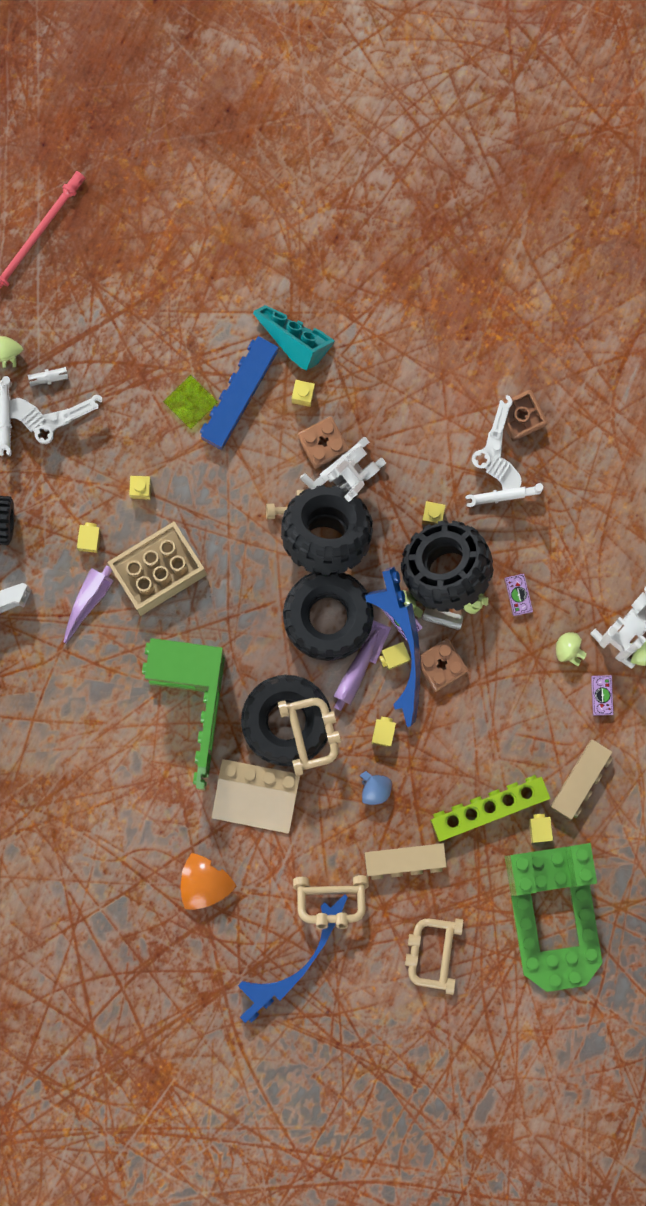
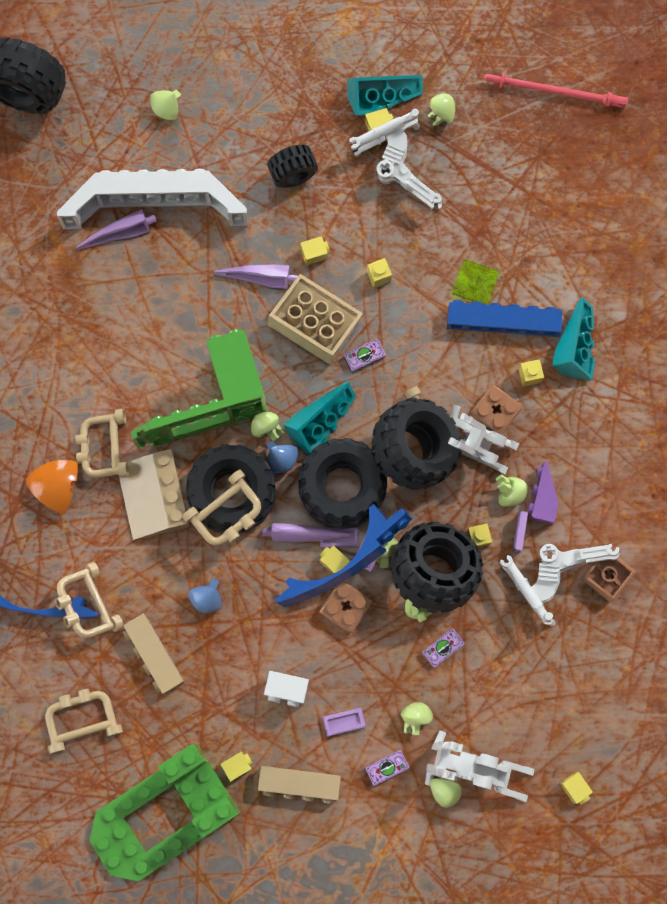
camera: 65 degrees right, 5 degrees down
(47, 376) = (438, 154): white pin -> none
(188, 844) = (83, 440): none -> tan bar
(212, 538) = (364, 355): none -> tile
(238, 660) = (266, 423): none -> yellowish green piece
(255, 612) = (317, 421): none -> teal wedge
(277, 660) = (281, 457): none -> medium blue piece
(383, 732) = (261, 582): light yellow brick -> none
(405, 464) = (512, 490): none -> yellowish green piece
(429, 439) = (545, 499): none -> medium lavender slope
(443, 618) = (390, 593): white slope -> none
(445, 475) = (520, 532): none -> lavender tile
(492, 752) = (286, 688): none -> white brick
(538, 794) = (195, 677): lime brick -> none
(544, 715) = (344, 722): none -> lavender tile

